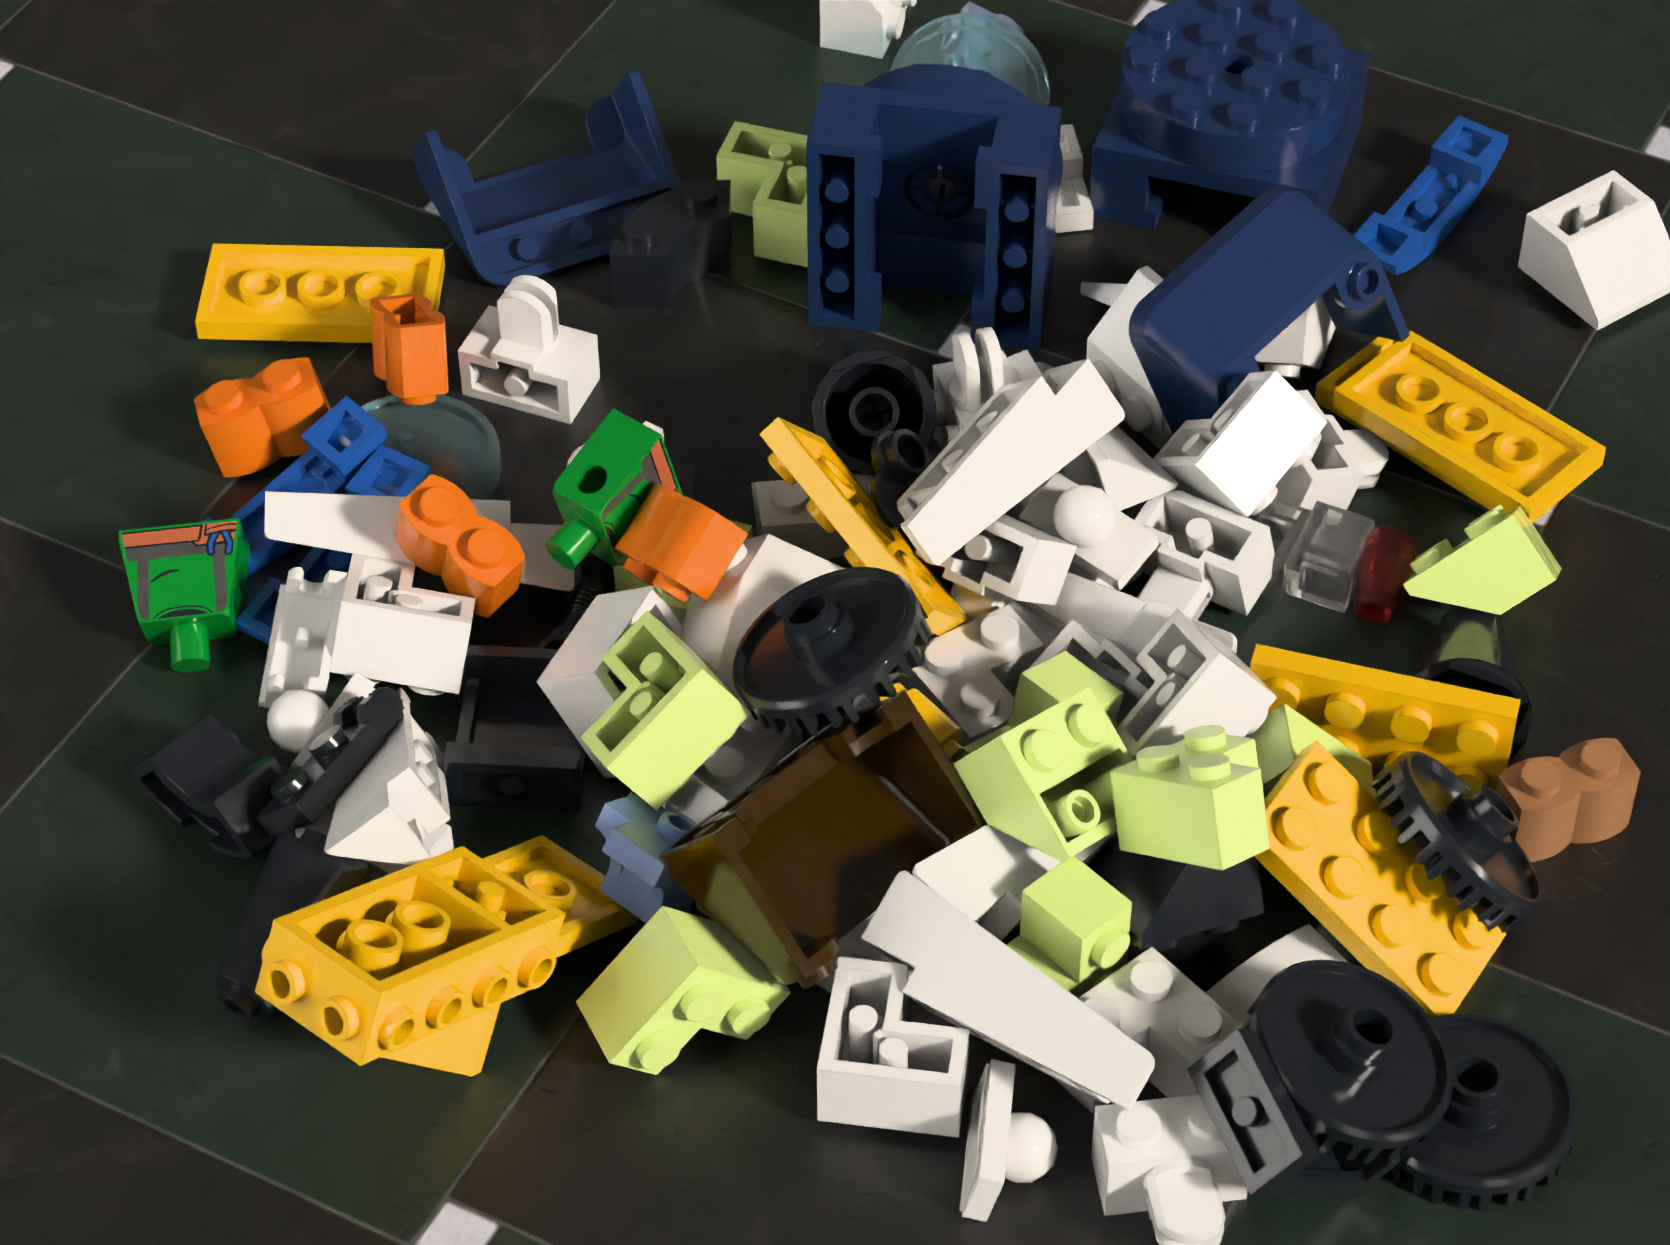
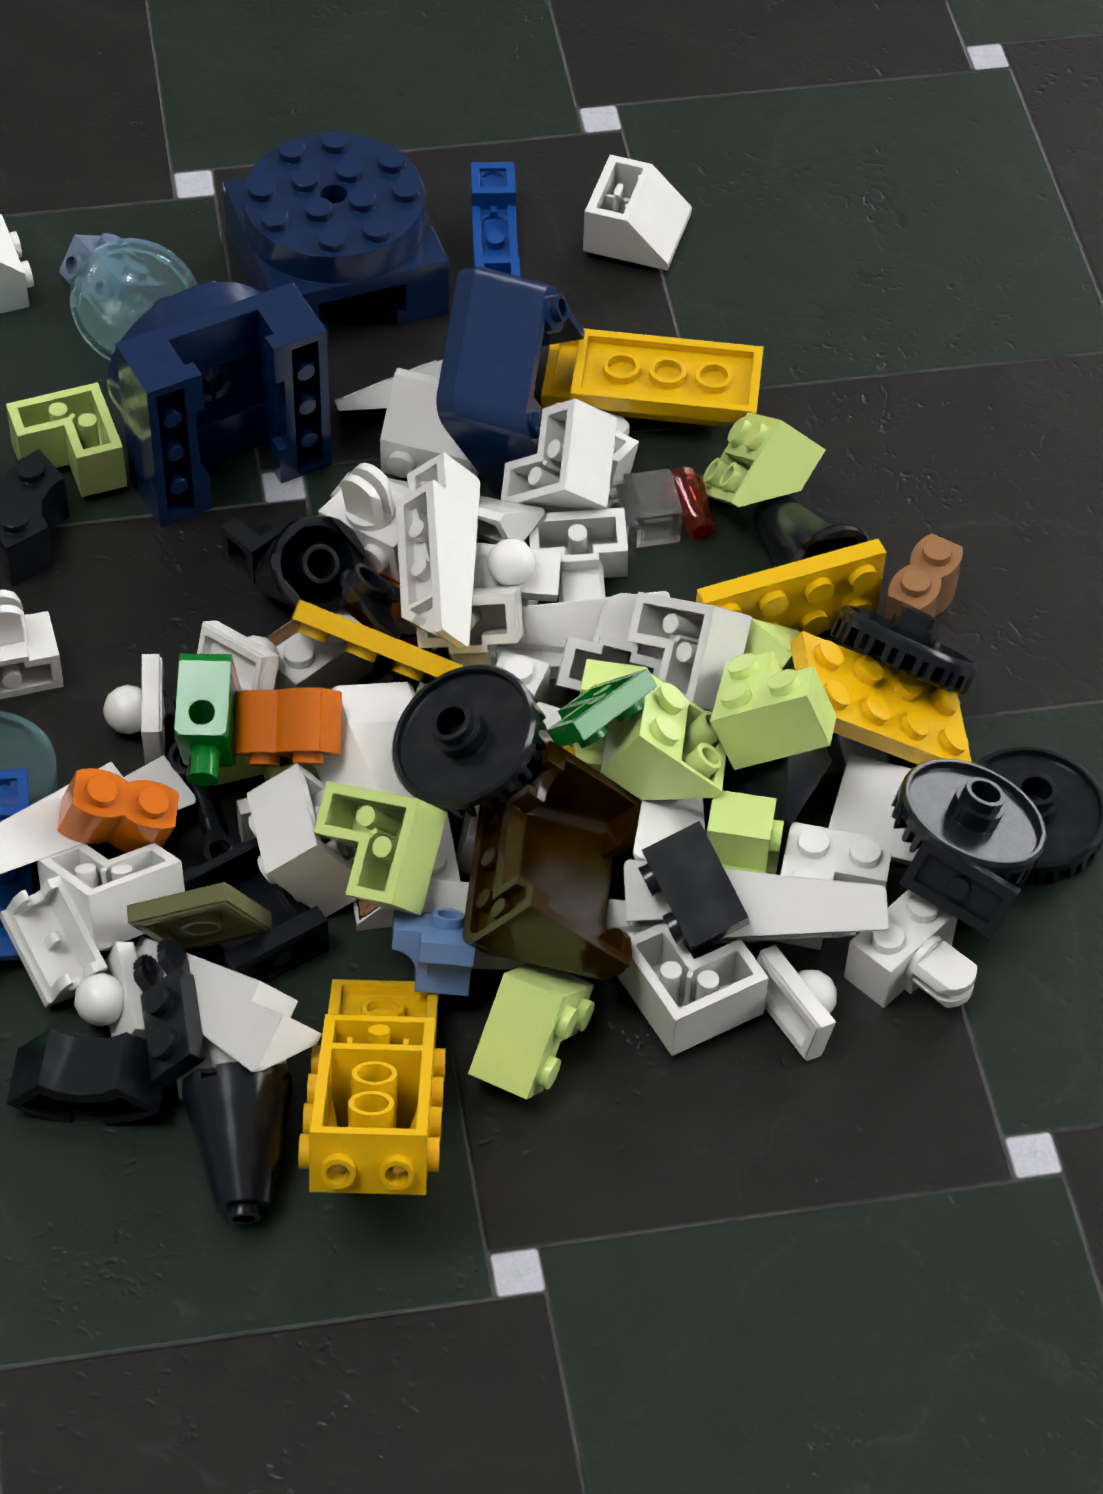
camera: 40 degrees left, 5 degrees up
(442, 689) = (200, 916): none -> olive plate
(717, 471) = (253, 656): none -> white tile
(939, 934) = (694, 886): none -> black brick
(1006, 691) = (588, 713): none -> plate

